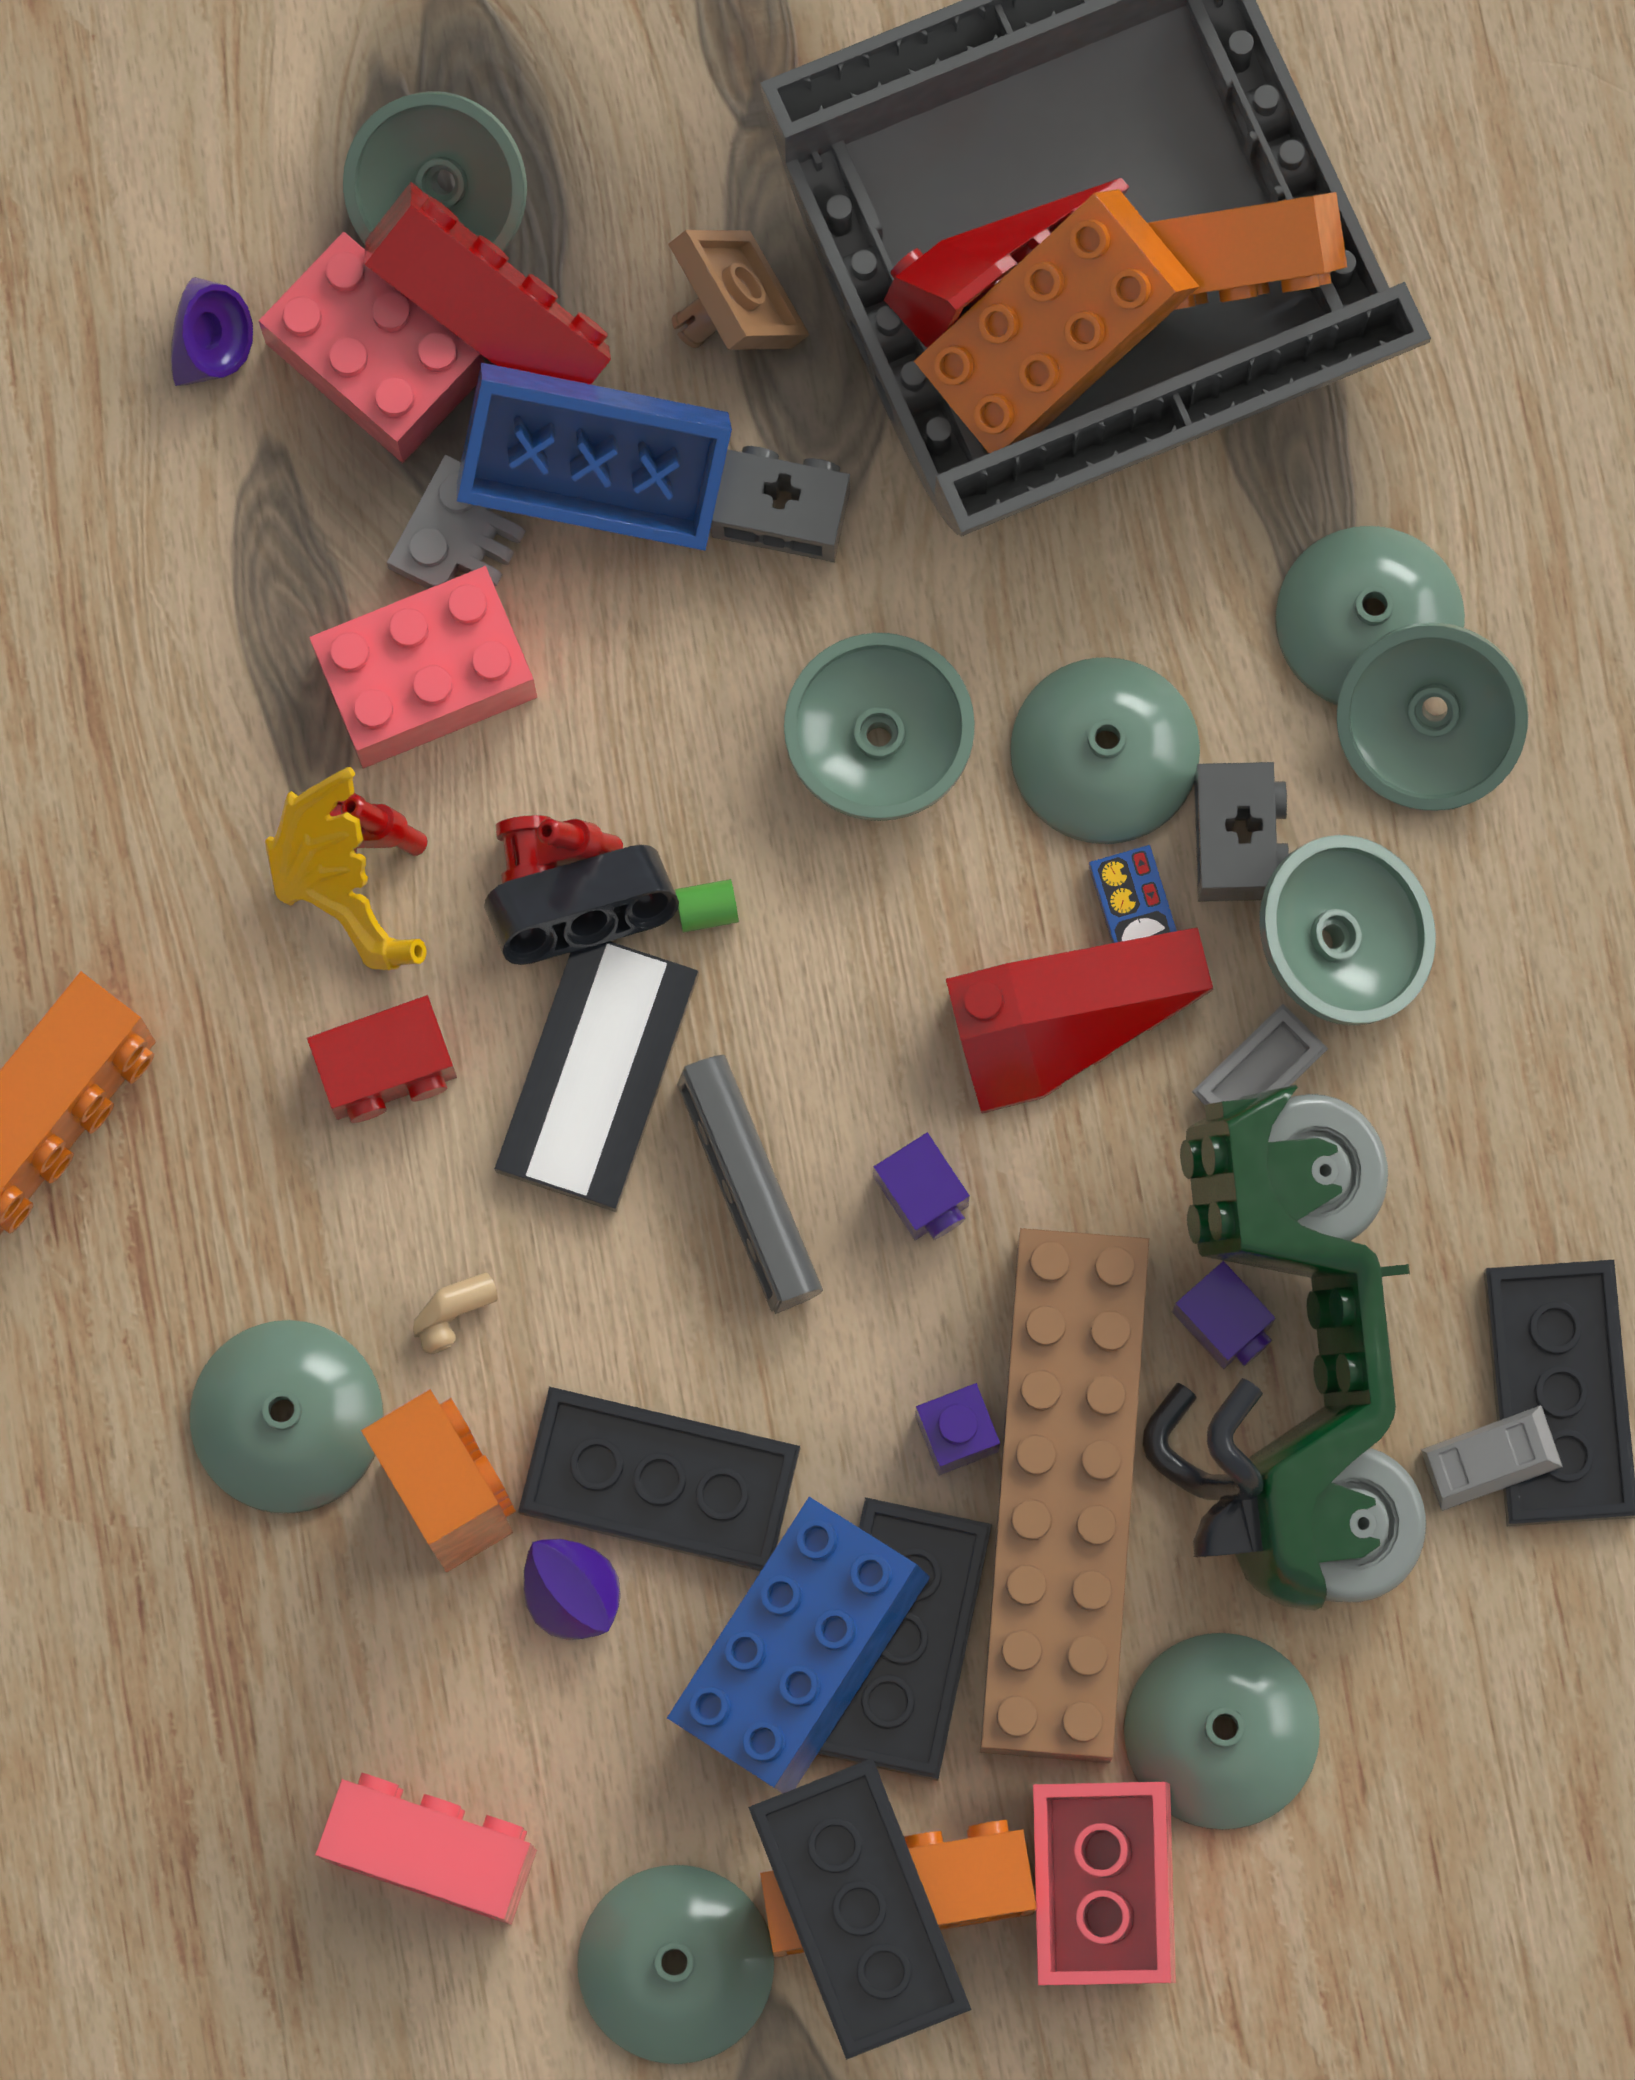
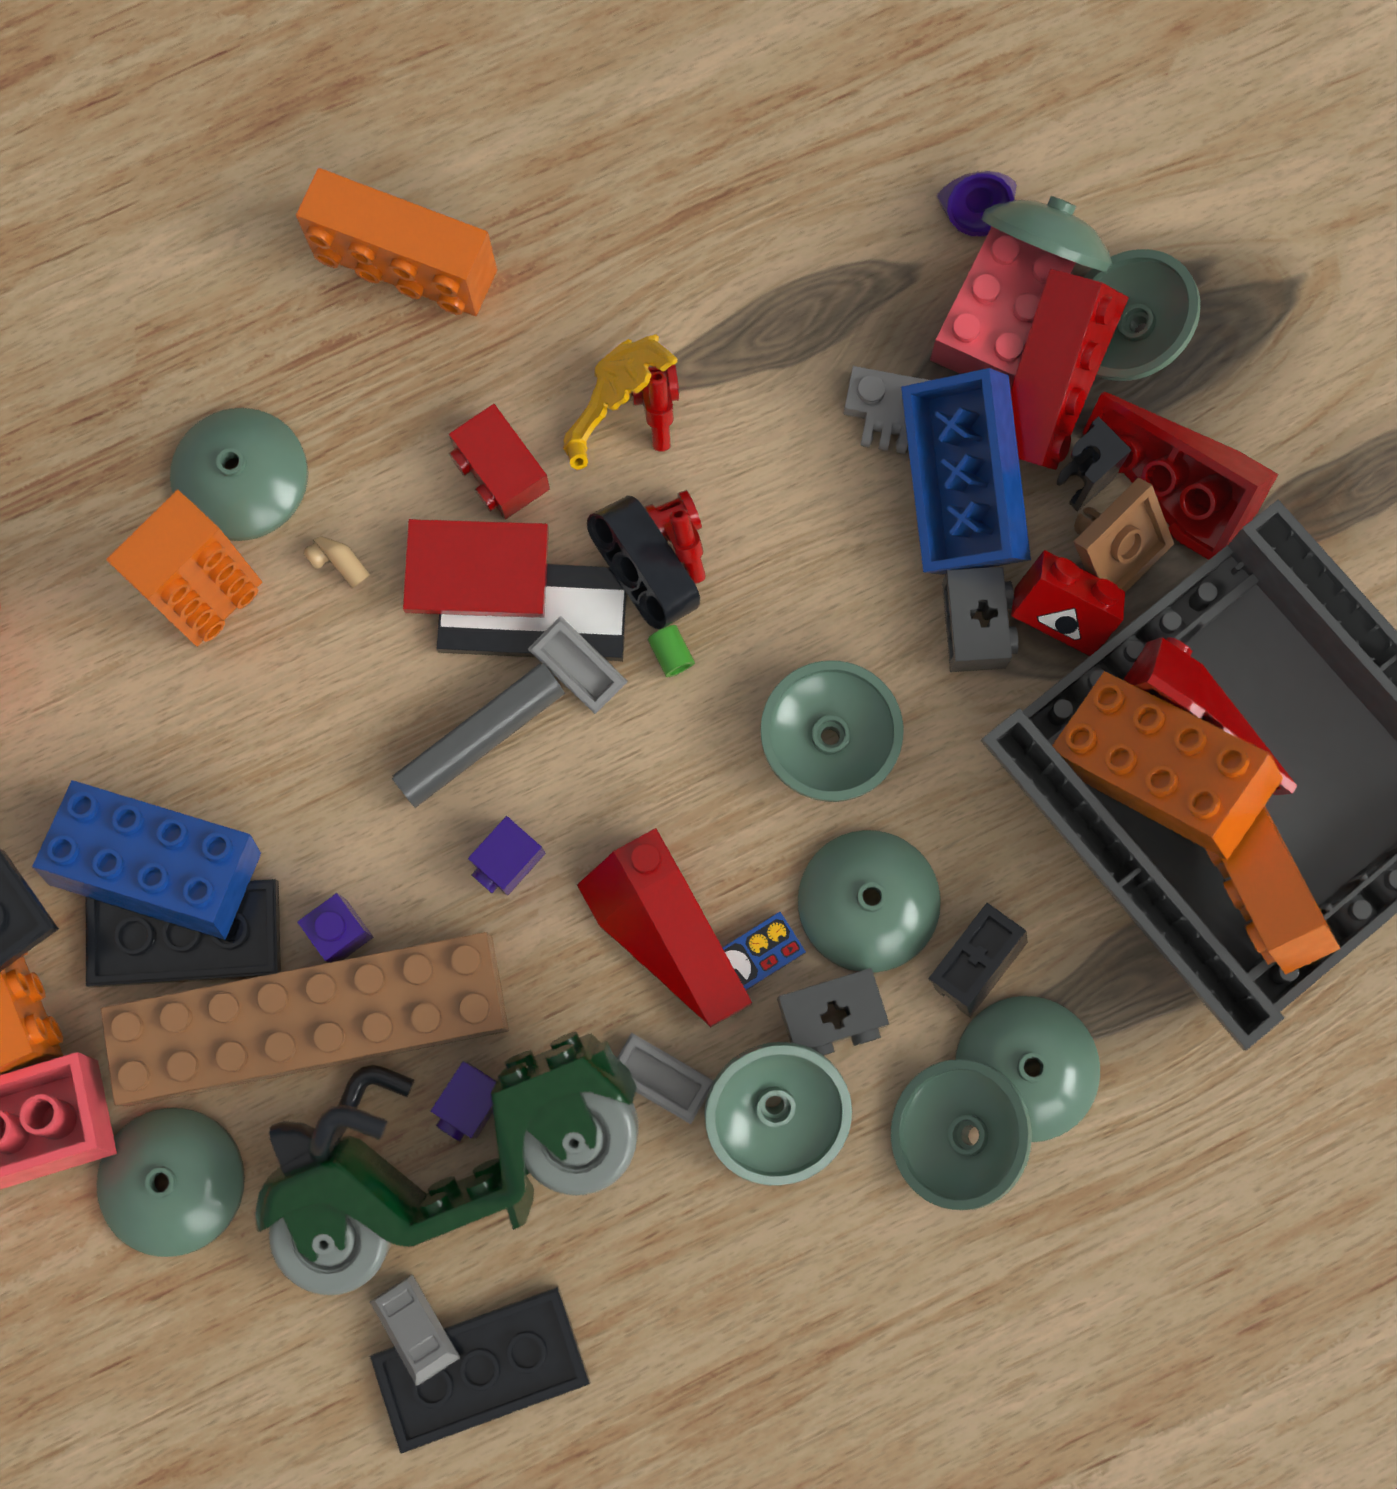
camera: 75 degrees right, 0 degrees up
(300, 253) = (1051, 229): none -> sand green dish
(424, 667) = (783, 409): coral brick -> none
(523, 1125) = (476, 568): none -> red tile
(570, 1589) = (163, 696): dark purple piece -> none
(623, 288) = (1096, 461): none -> black hinge
(659, 1479) = (255, 734): black tile -> none
(679, 172) = (1199, 482): none -> red wedge
(694, 1027) = (577, 665): none -> light grey tile
(799, 383) = (1068, 603): none -> red brick
(1219, 632) = (979, 959): none -> black hinge

